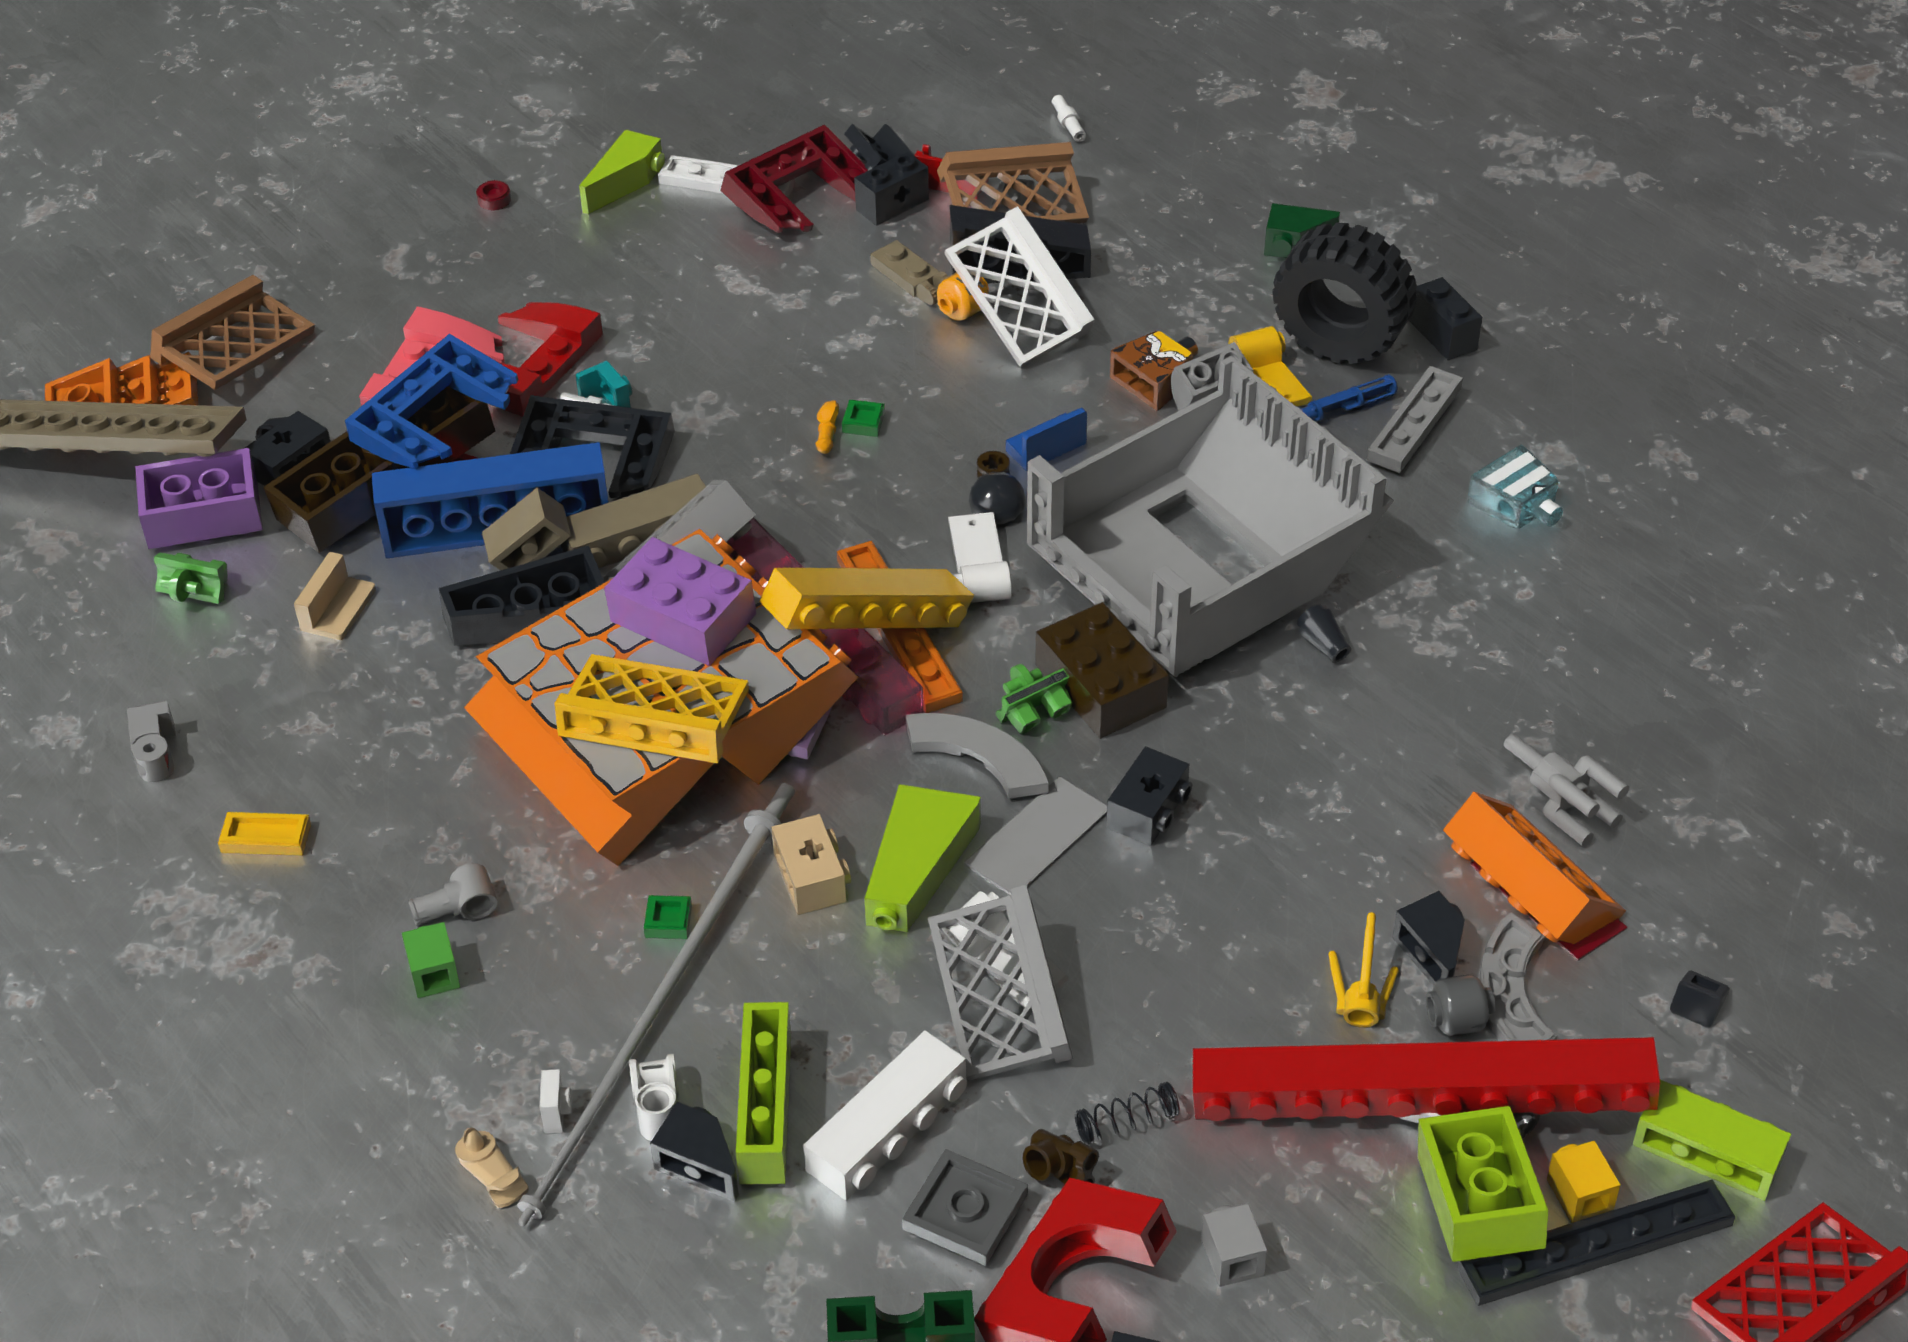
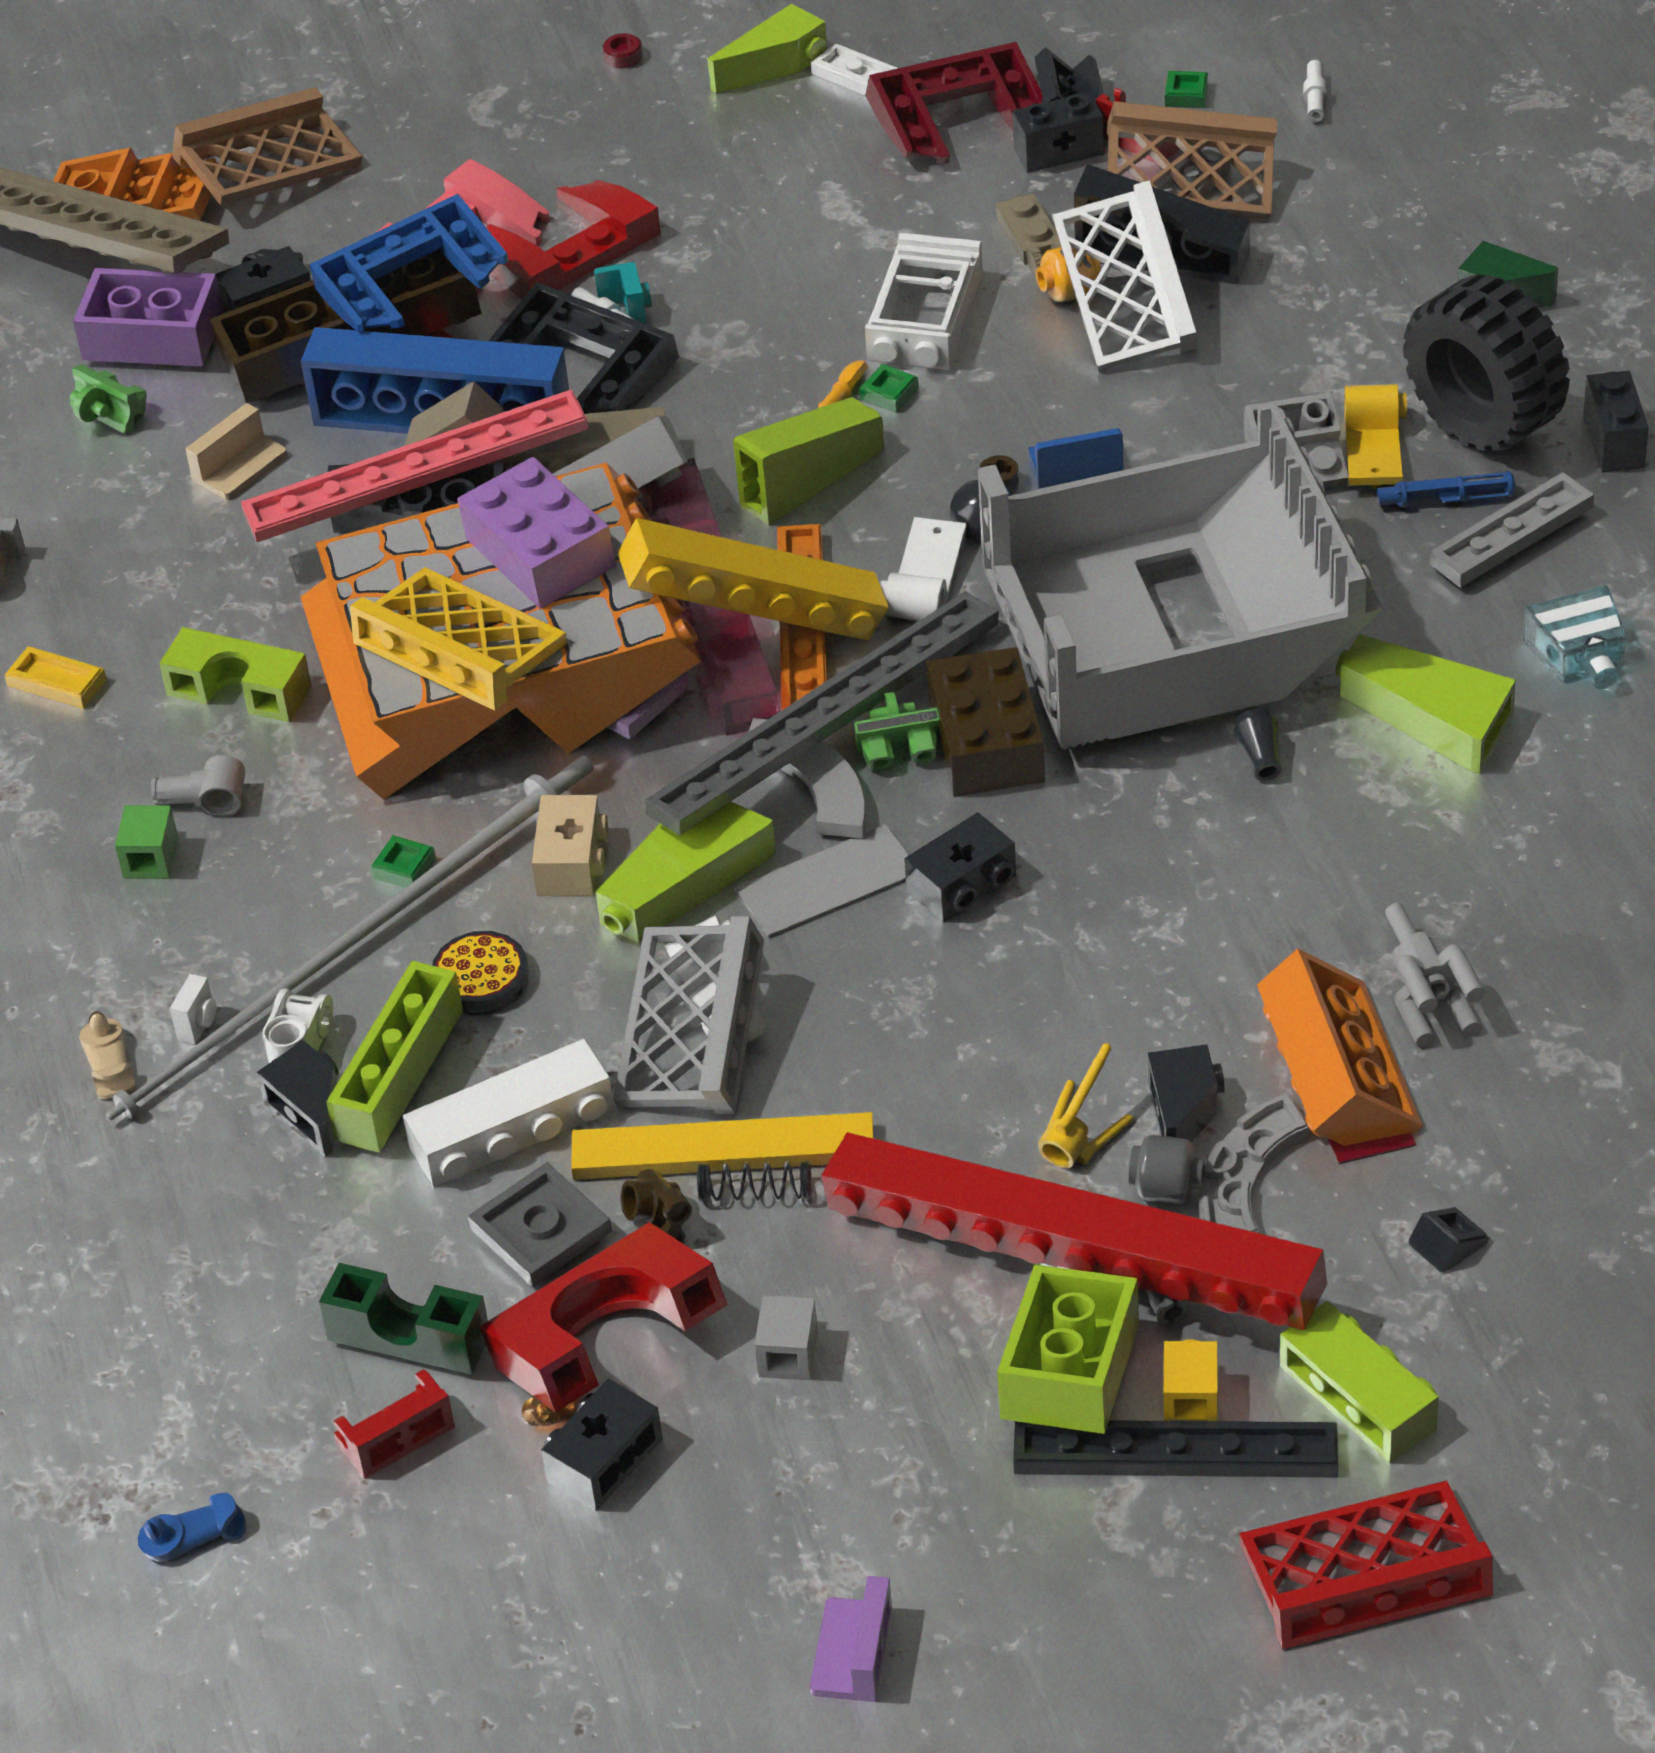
camera: 25 degrees right, 0 degrees up
(402, 785) = (204, 662): none -> lime arch
(514, 572) = (414, 465): none -> coral tile
(796, 982) = (487, 969): none -> tile
(831, 489) = (803, 455): none -> lime slope
(860, 377) = (921, 342): none -> white door
(967, 136) = (1186, 89): none -> green tile
(968, 700) = (819, 713): none -> dark grey plate
(1084, 1086) = (684, 1145): none -> yellow tile
(1148, 364) = (1225, 390): dark orange torso -> none
(1434, 565) = (1428, 698): none -> lime slope

